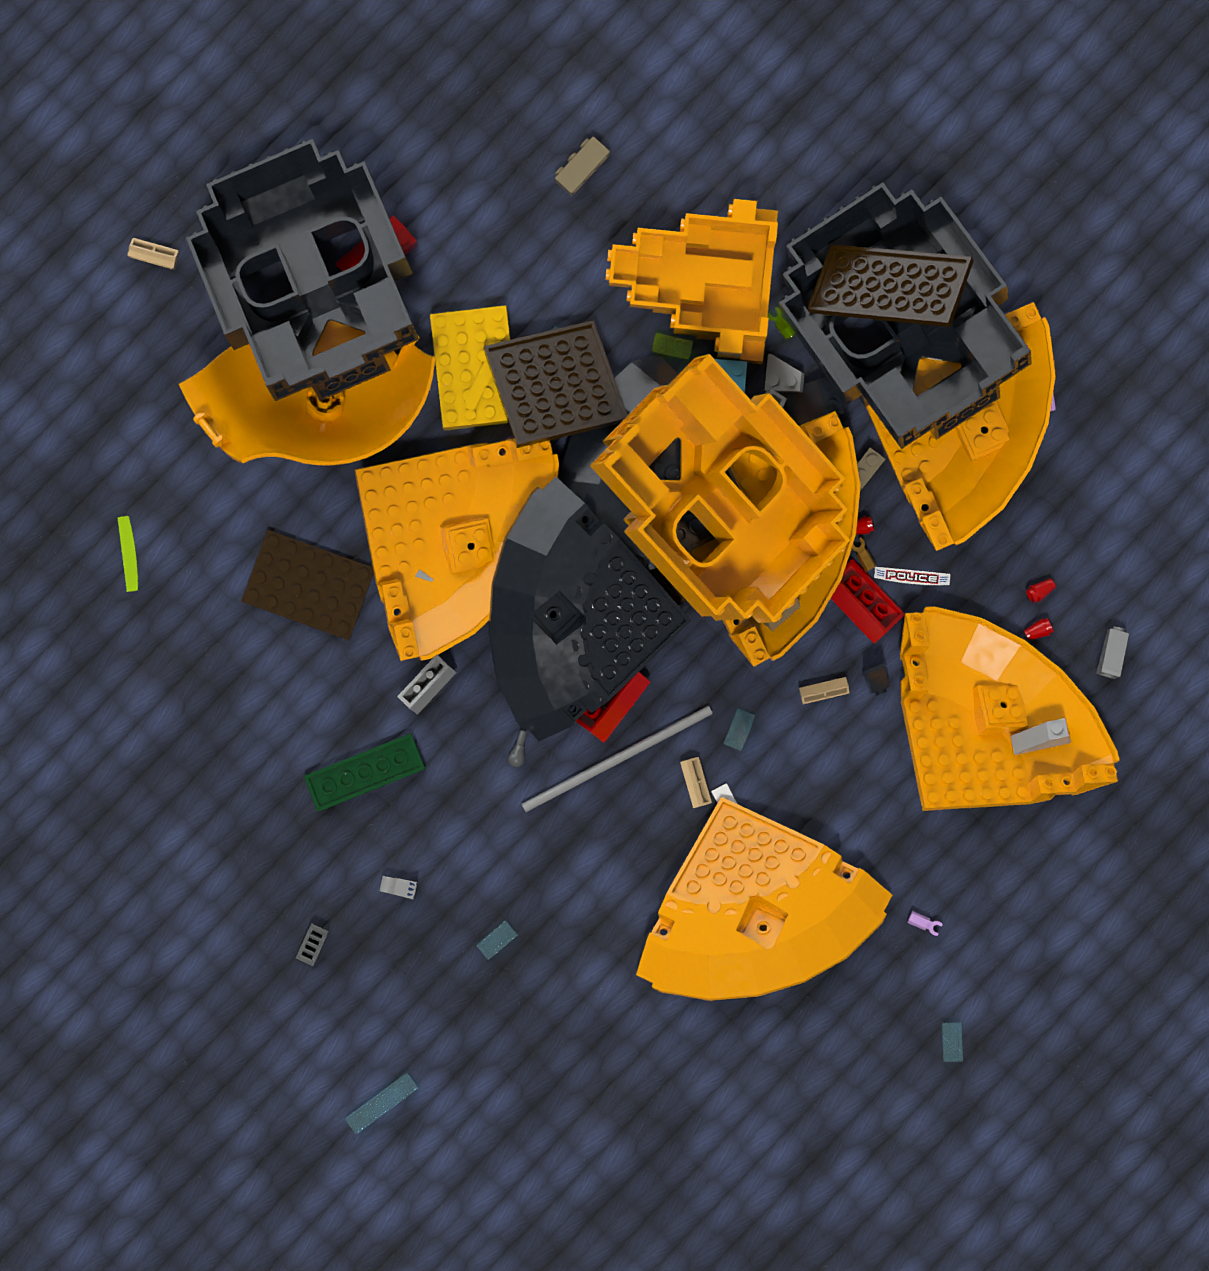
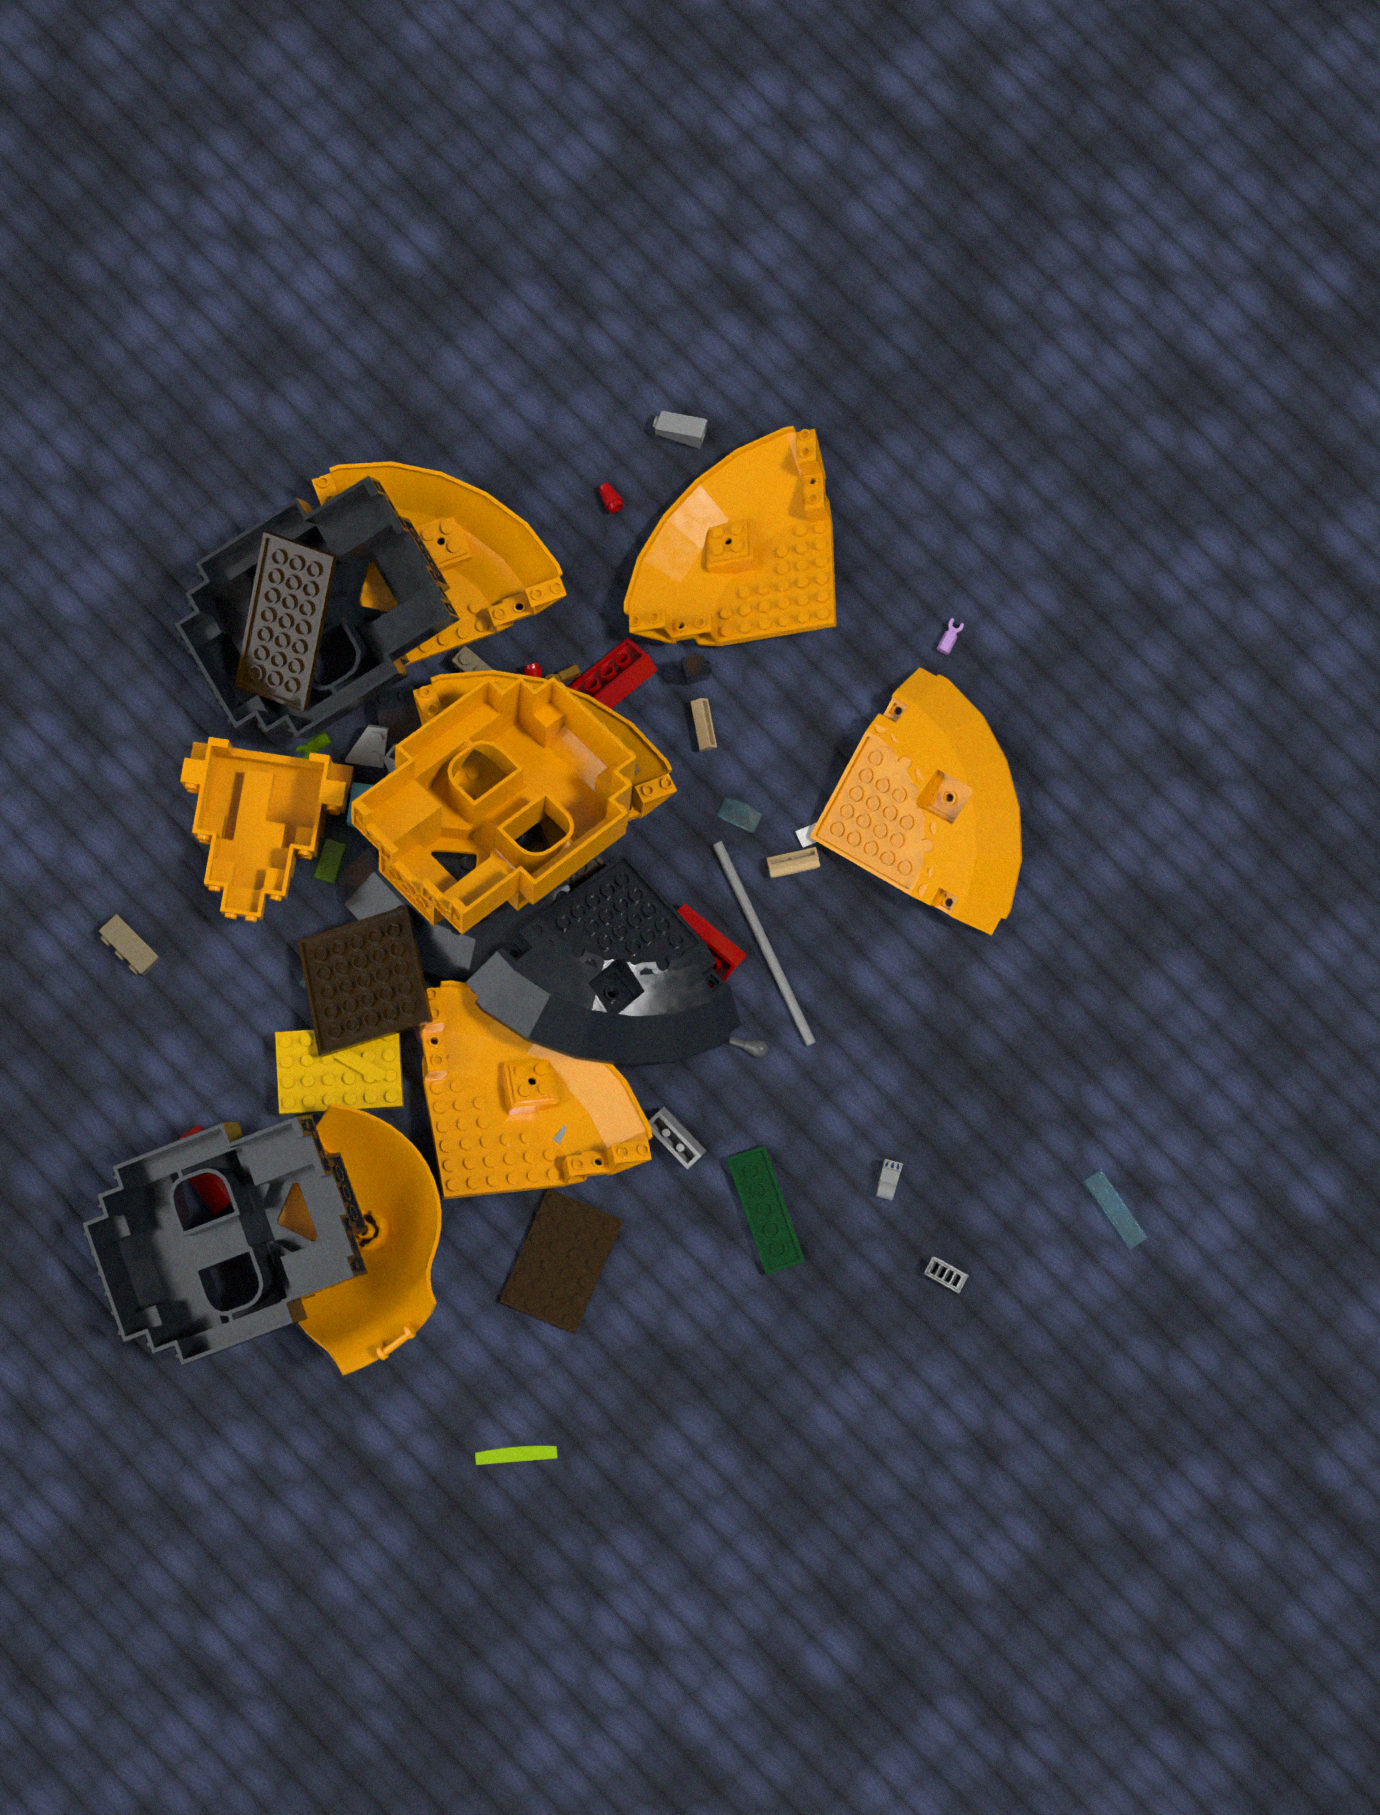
camera: 90 degrees left, 5 degrees down
(153, 253) = (190, 1412): tan piece -> none
(496, 940) = (949, 1079): clear light blue tile -> none
(912, 576) = (588, 628): white sticker -> none
(952, 1042) = (1073, 616): clear light blue tile -> none
(1039, 629) = (651, 501): red cone -> none
(1041, 737) = (764, 504): light grey slope -> none

